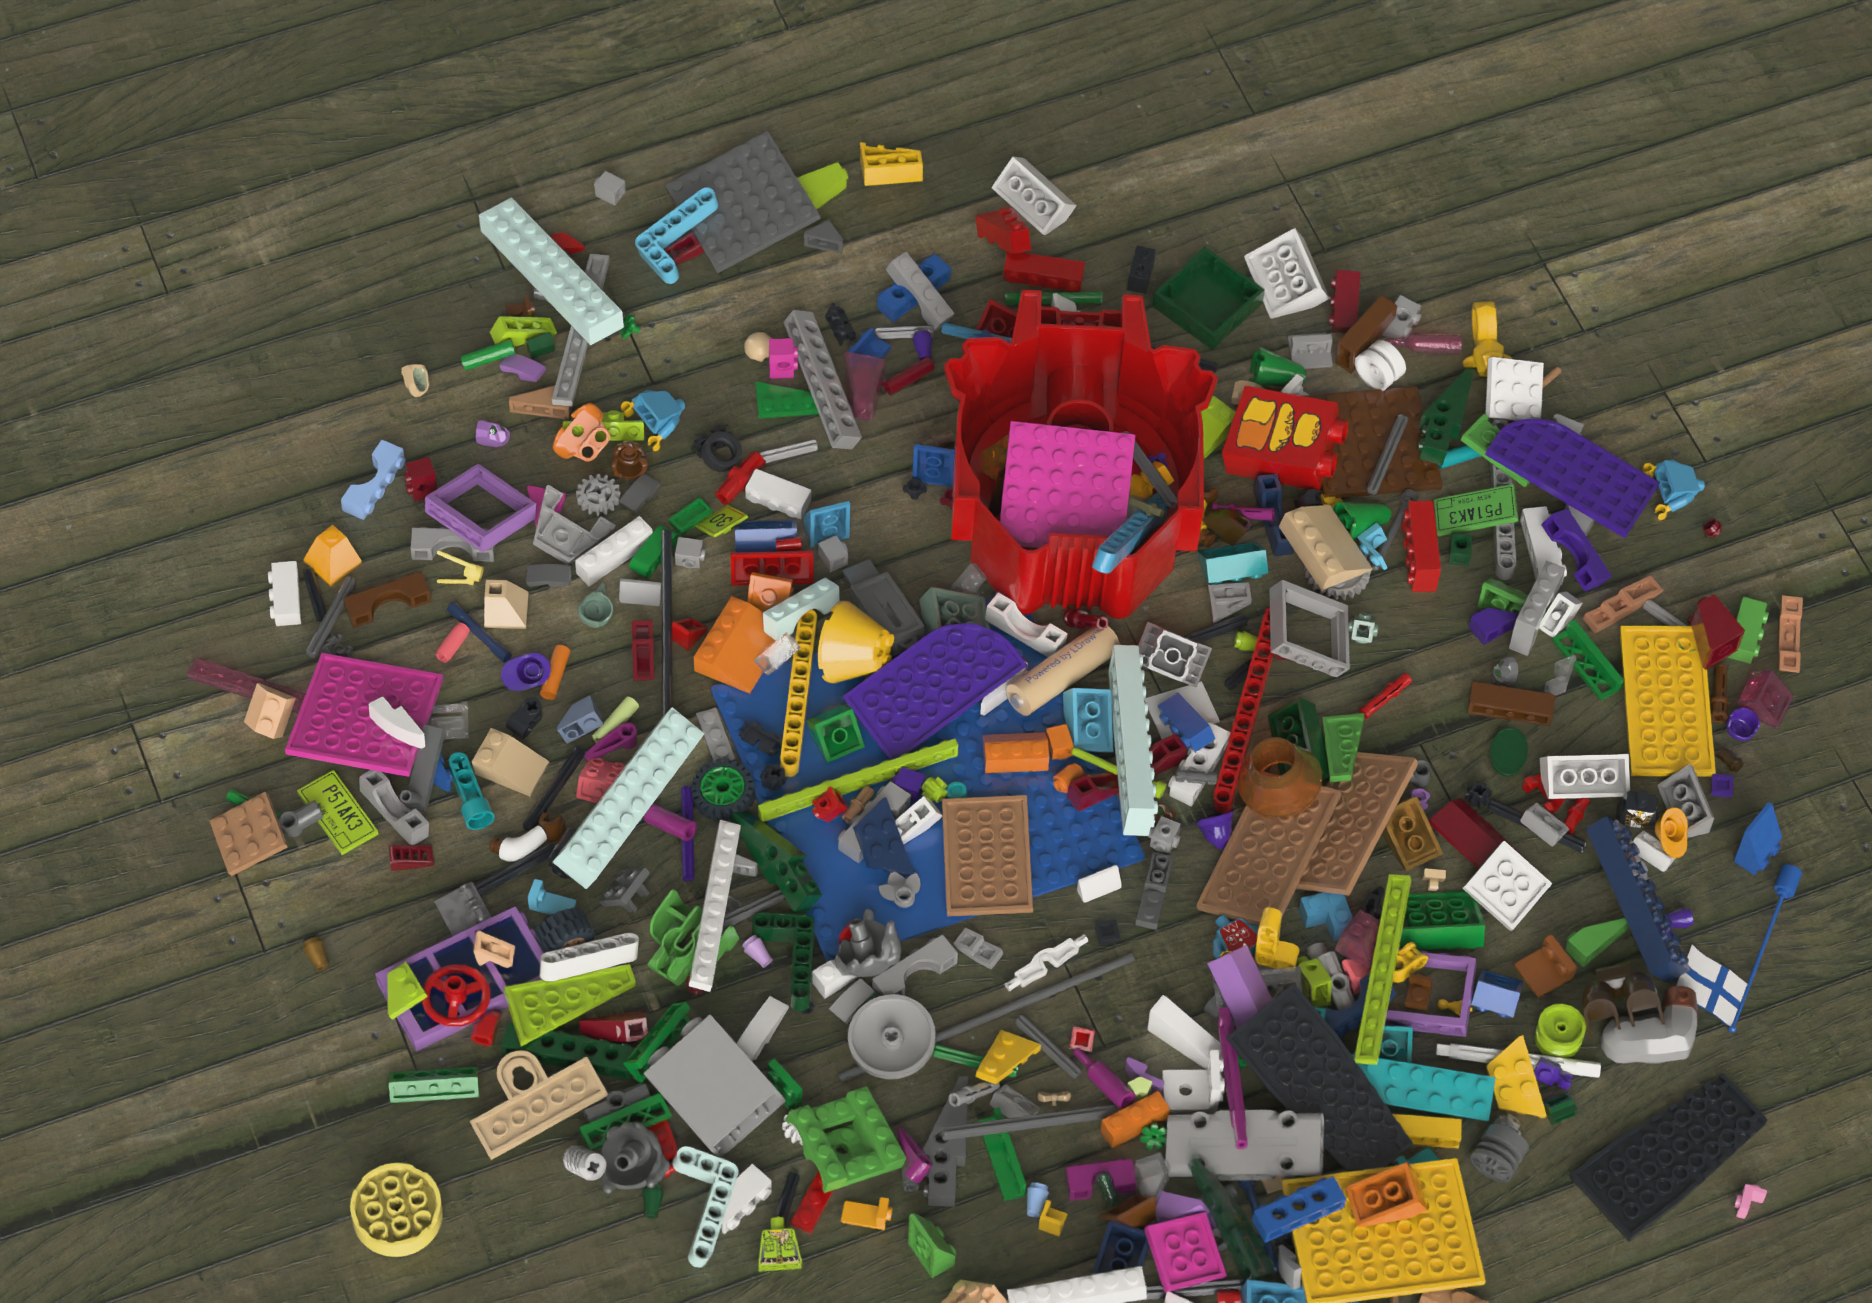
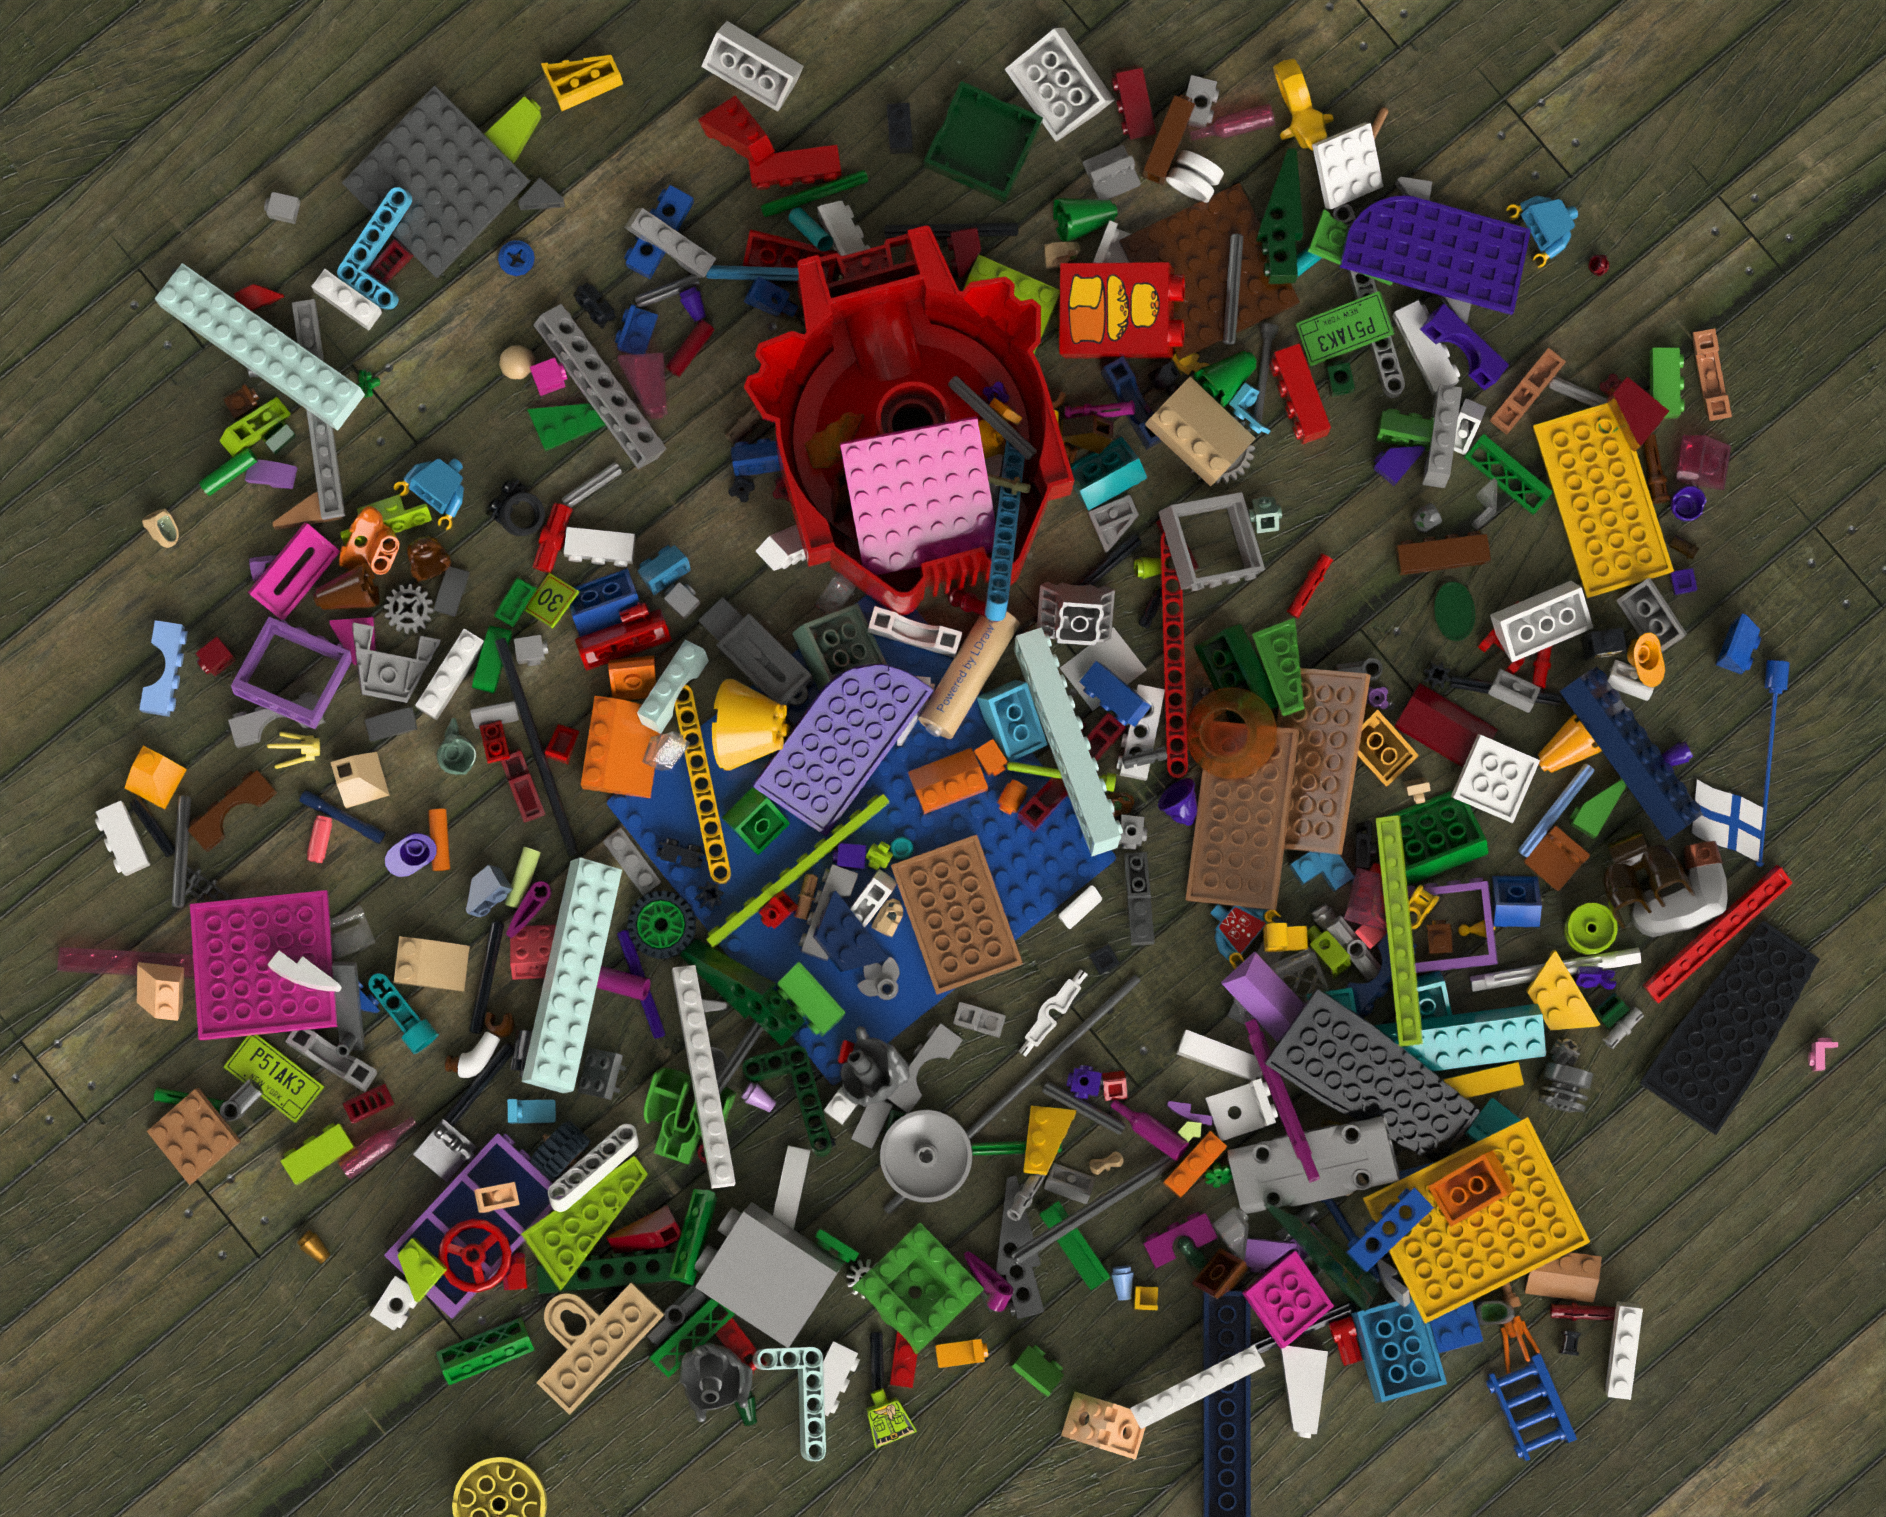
camera: 20 degrees left, 25 degrees up
(350, 880) = (317, 1153): none -> lime brick
(356, 1023) = (383, 1311): none -> white brick
(400, 891) = (373, 1149): none -> clear pink piece
(525, 717) = (427, 911): black piece -> none
(531, 417) = (304, 579): none -> dark pink piece
(553, 465) = (349, 590): none -> reddish brown cone
(584, 1162) = (667, 1394): light grey piece -> none
(632, 609) = (494, 742): none -> red slope
(636, 263) = (346, 299): none -> white brick
(787, 268) = (513, 248): none -> blue gear
(834, 880) = (810, 1000): none -> bright green slope
(924, 843) = (888, 917): none -> tan rock
(935, 530) = (782, 549): none -> white brick
(1056, 1022) = (1093, 1079): none -> dark purple brick
(1557, 931) = (1556, 810): none -> light blue axle
(1567, 1124) = (1623, 1027): none -> light grey pin
(1581, 880) = (1568, 746): none -> light orange cone
(1676, 1072) = (1717, 934): none -> red plate

